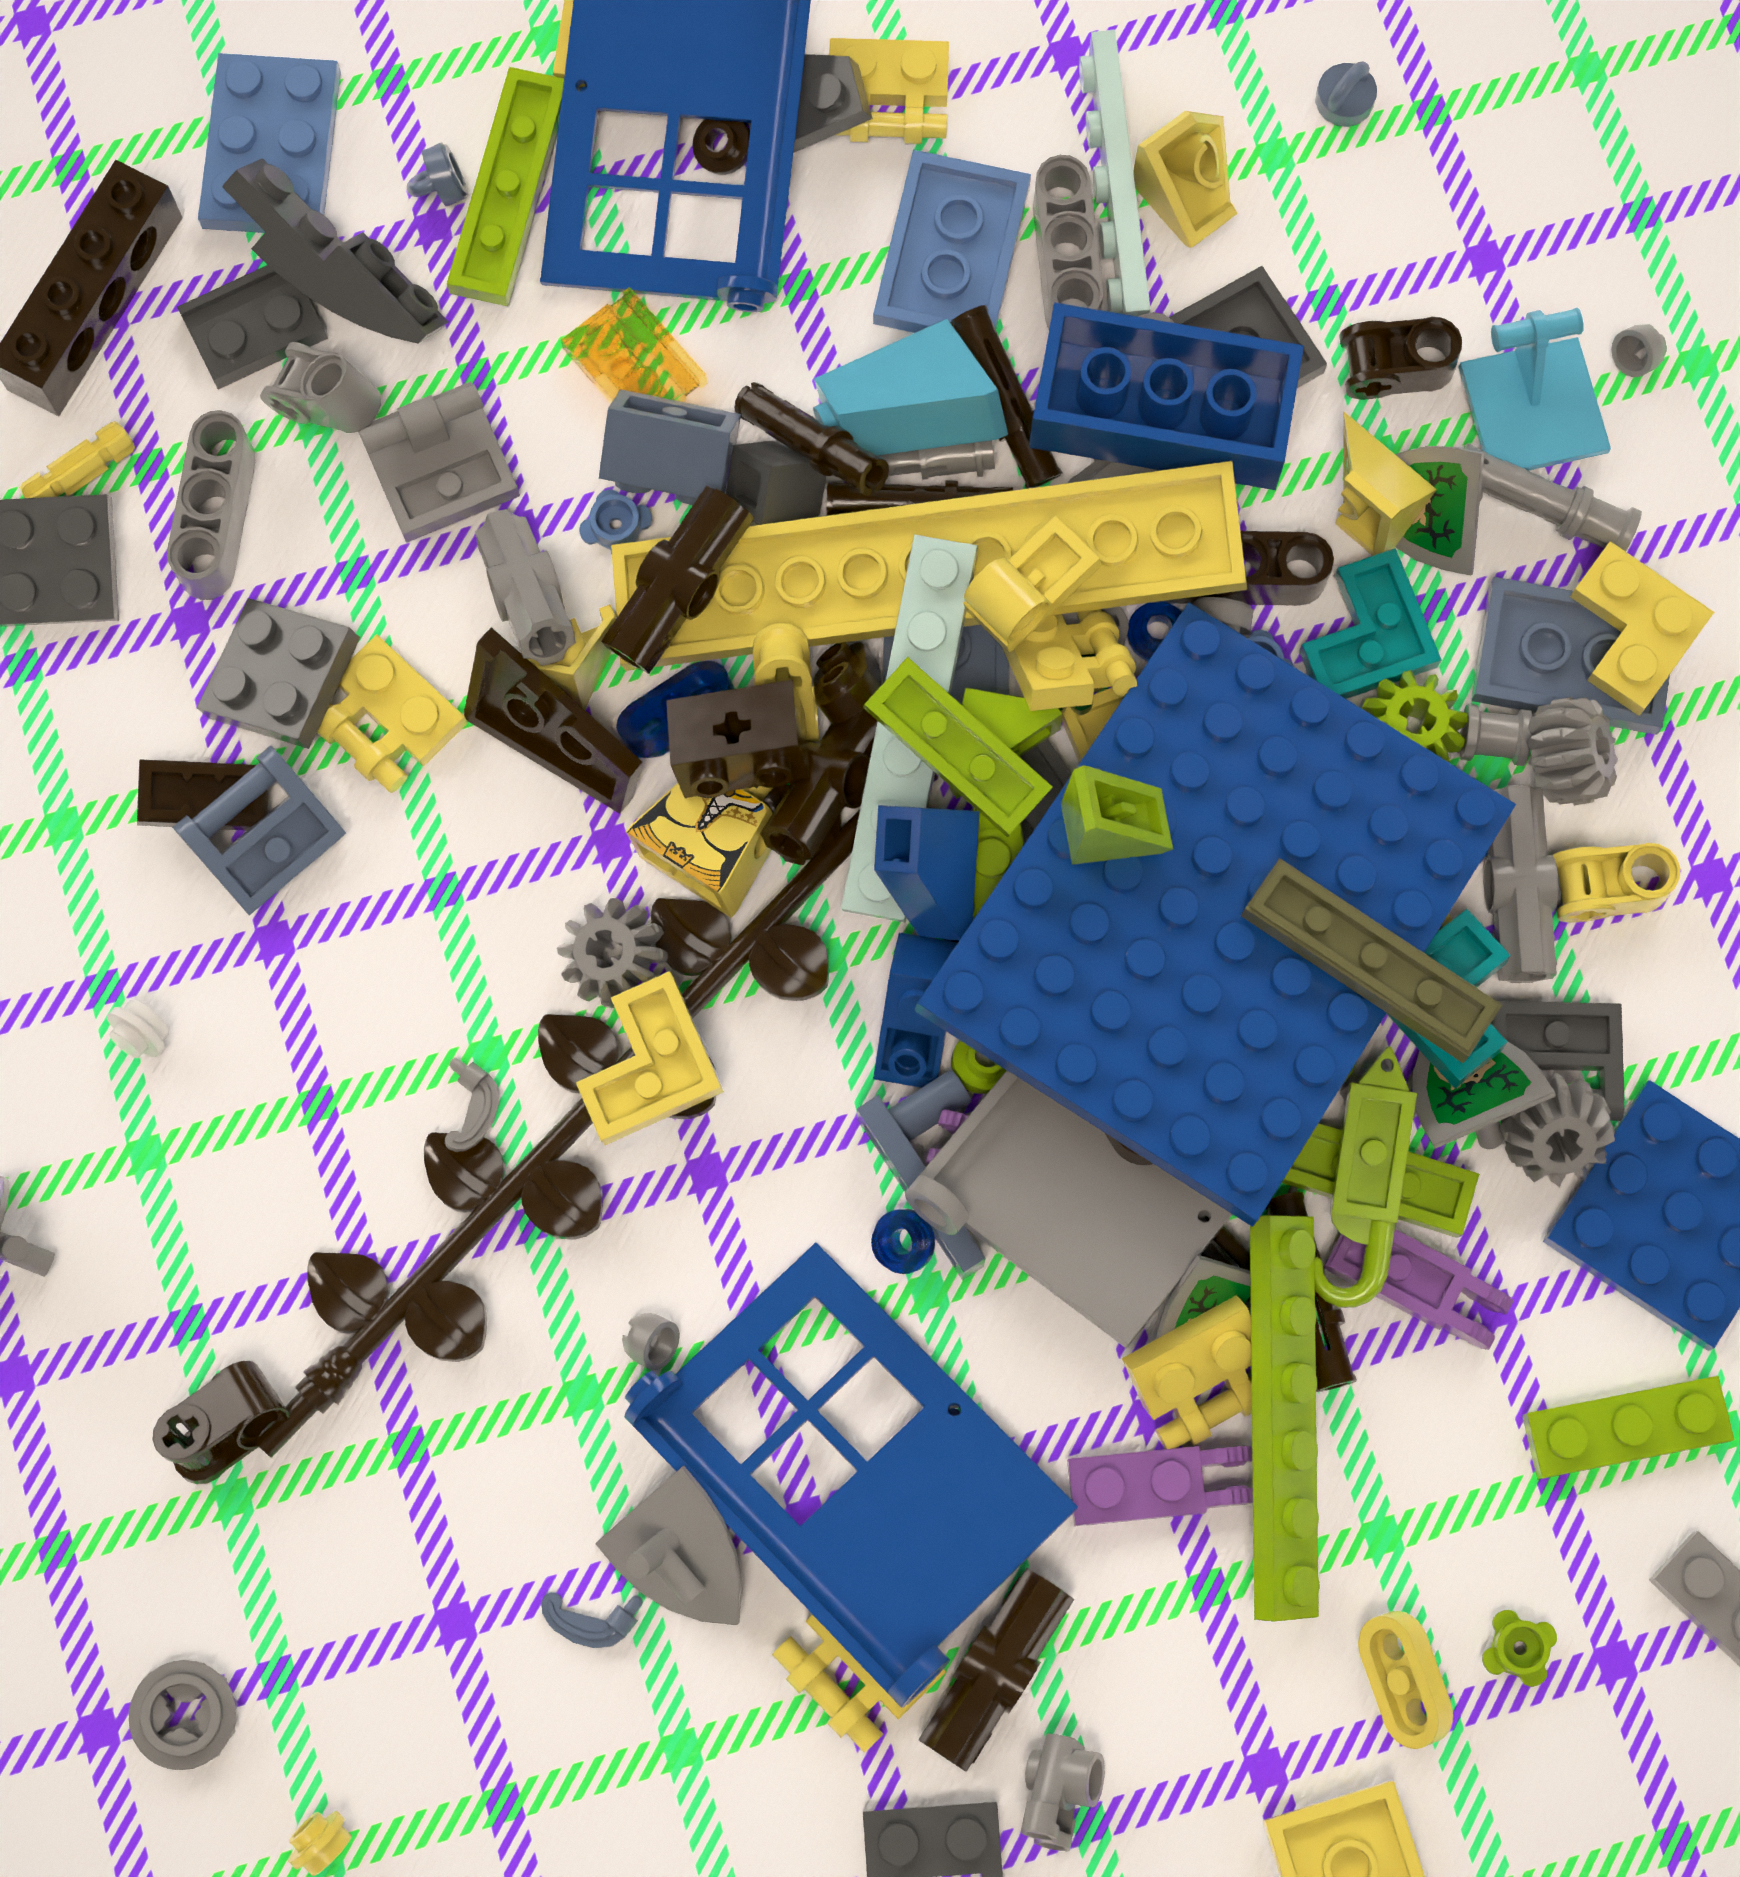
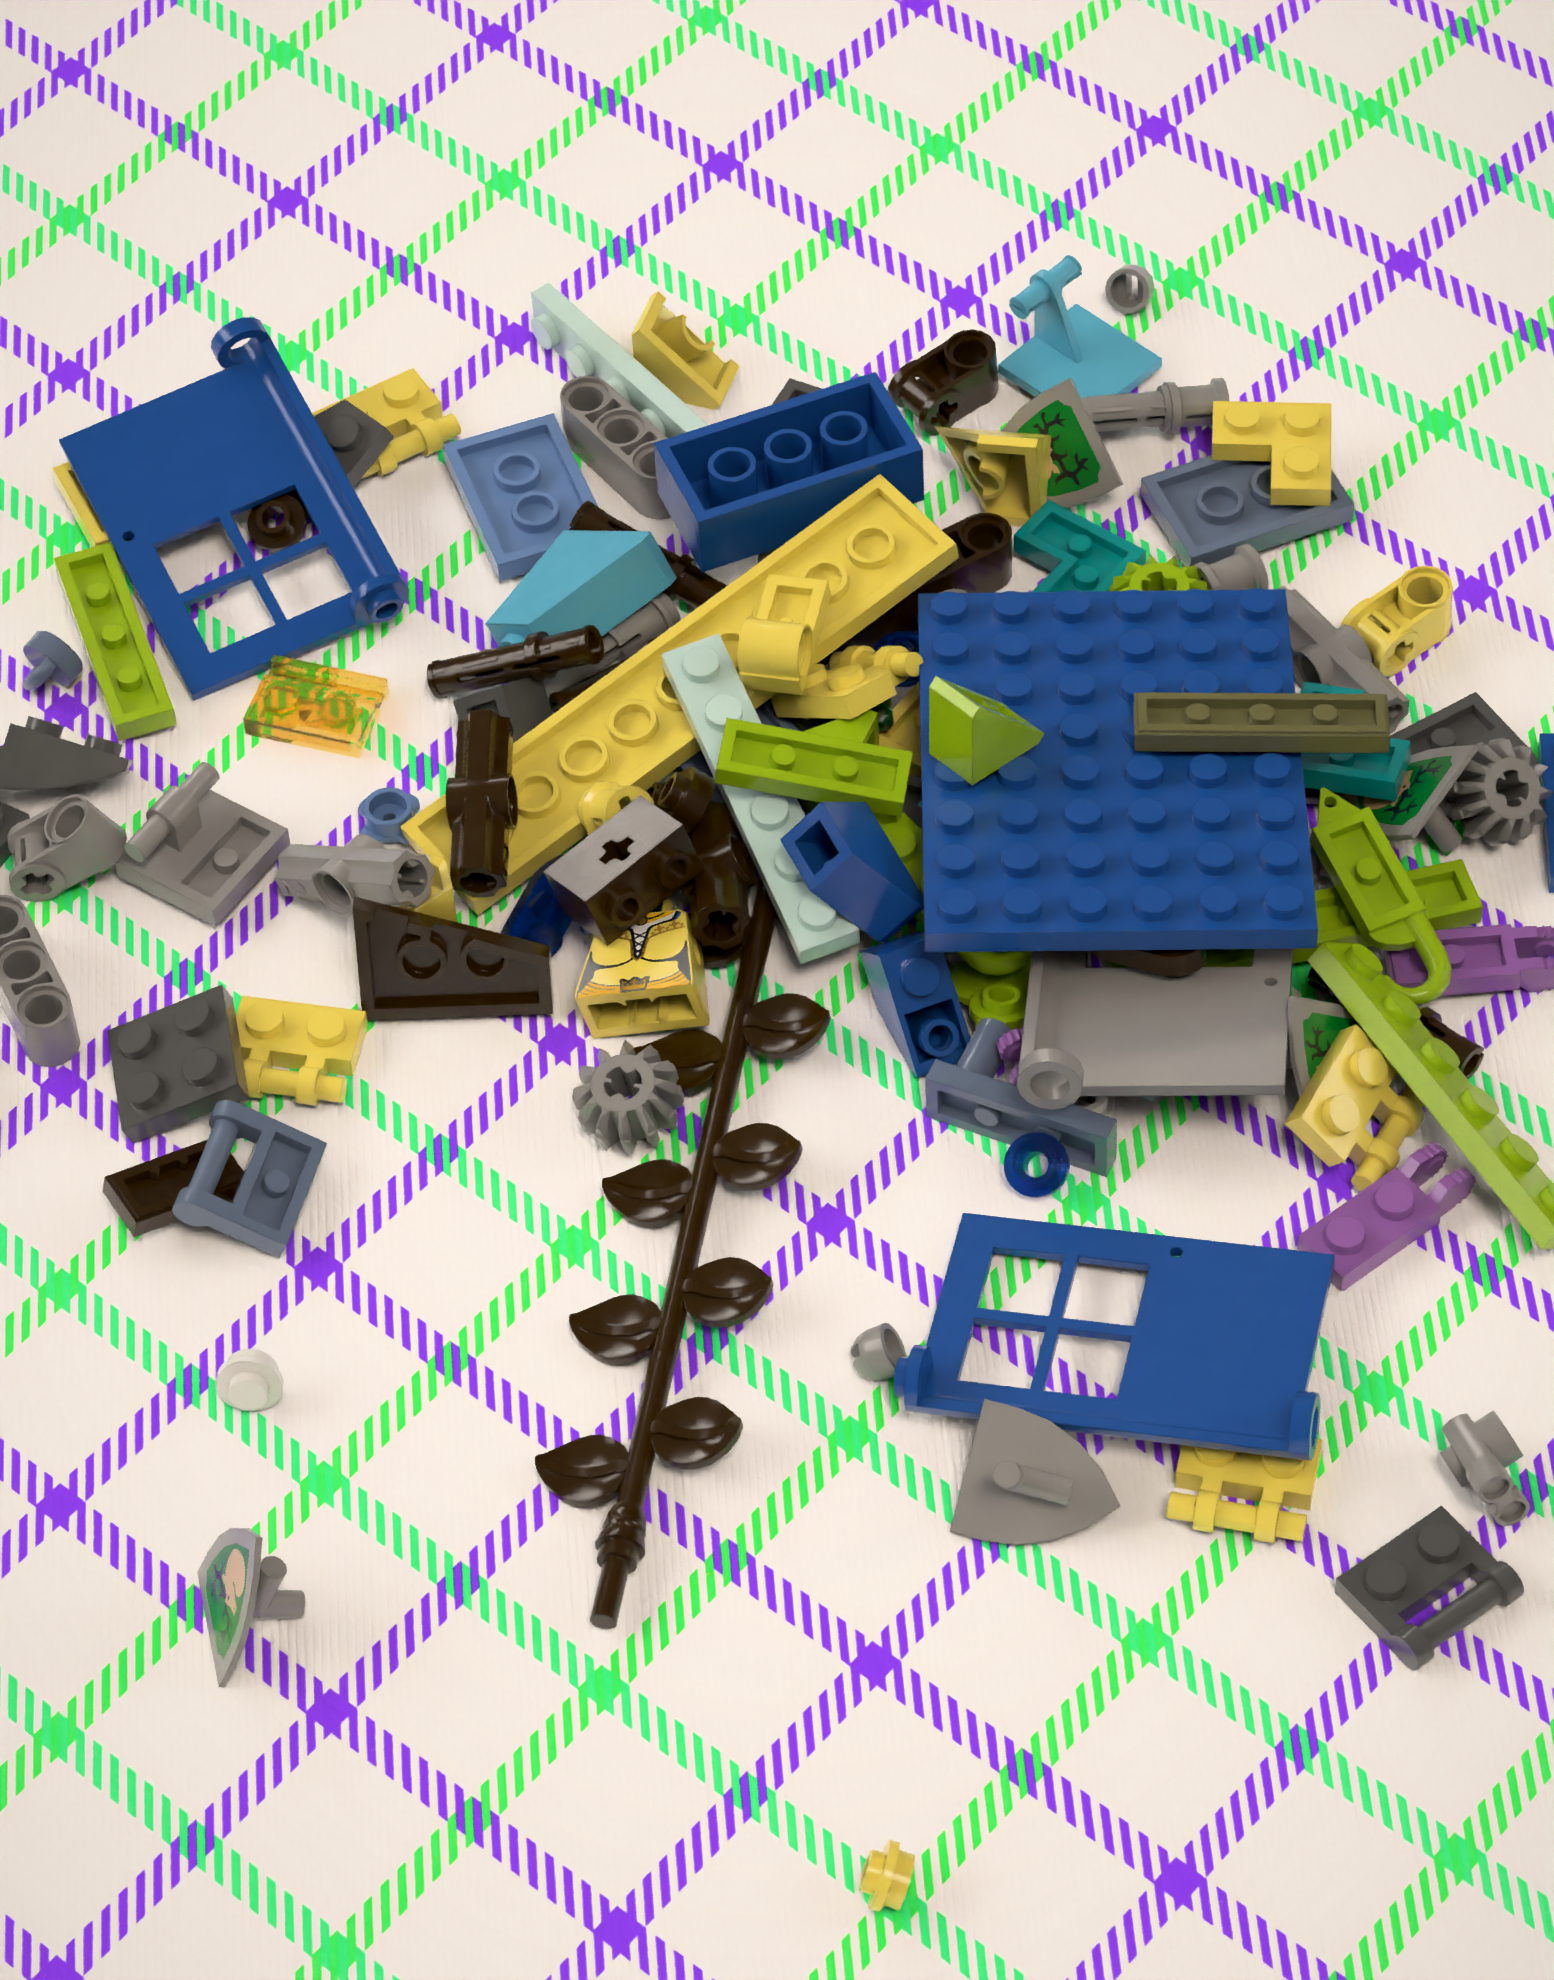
camera: 30 degrees left, 25 degrees down
(152, 1712) = (670, 1838): light grey gear -> none
(220, 1422) = (552, 1617): dark brown piece -> none
(481, 1108) = (597, 1271): light grey piece -> none
(587, 1629) = (995, 1594): sand blue piece -> none
(667, 446) = (397, 733): sand blue brick -> none
(667, 1069) = (741, 1134): light yellow plate -> none
(996, 1669) = (1362, 1412): dark brown piece -> none
(1346, 94) = (763, 247): sand blue tile -> none
(1572, 751) = (1298, 547): light grey gear -> none

